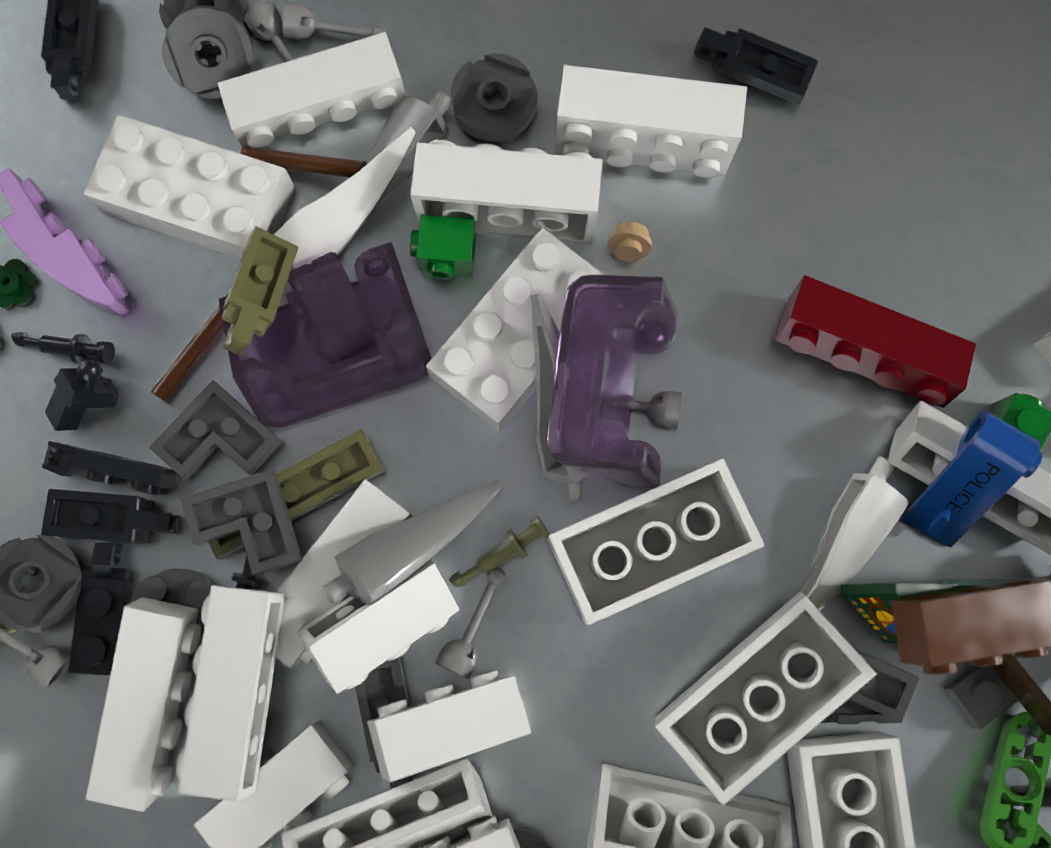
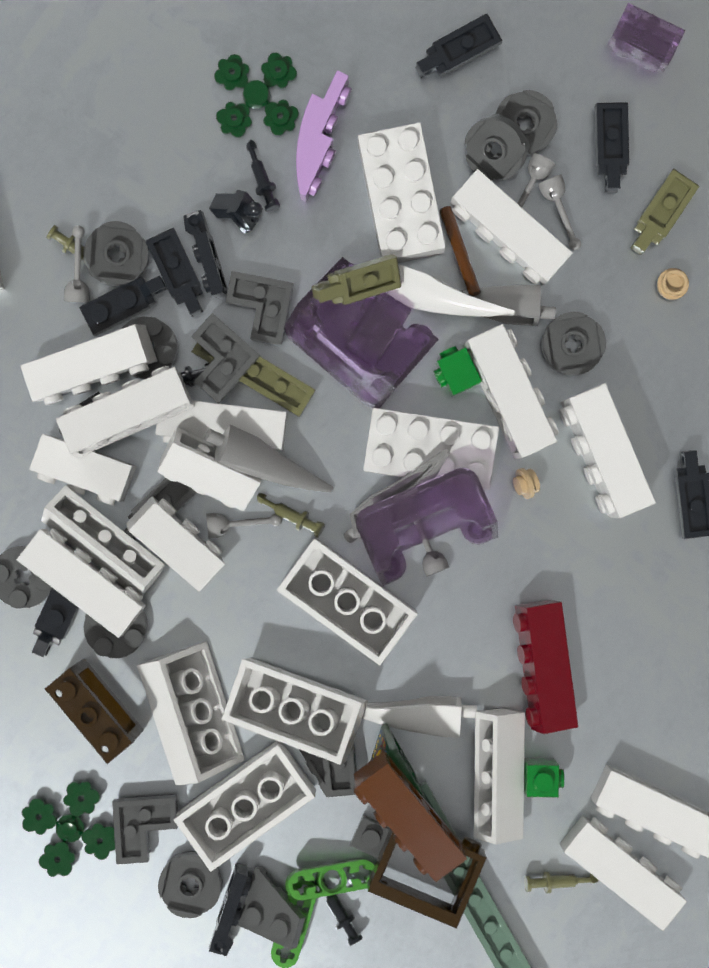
camera: 60 degrees right, 10 degrees up
(189, 356) = (307, 257): reddish brown bar -> none
(986, 466) = (492, 767): blue door -> none

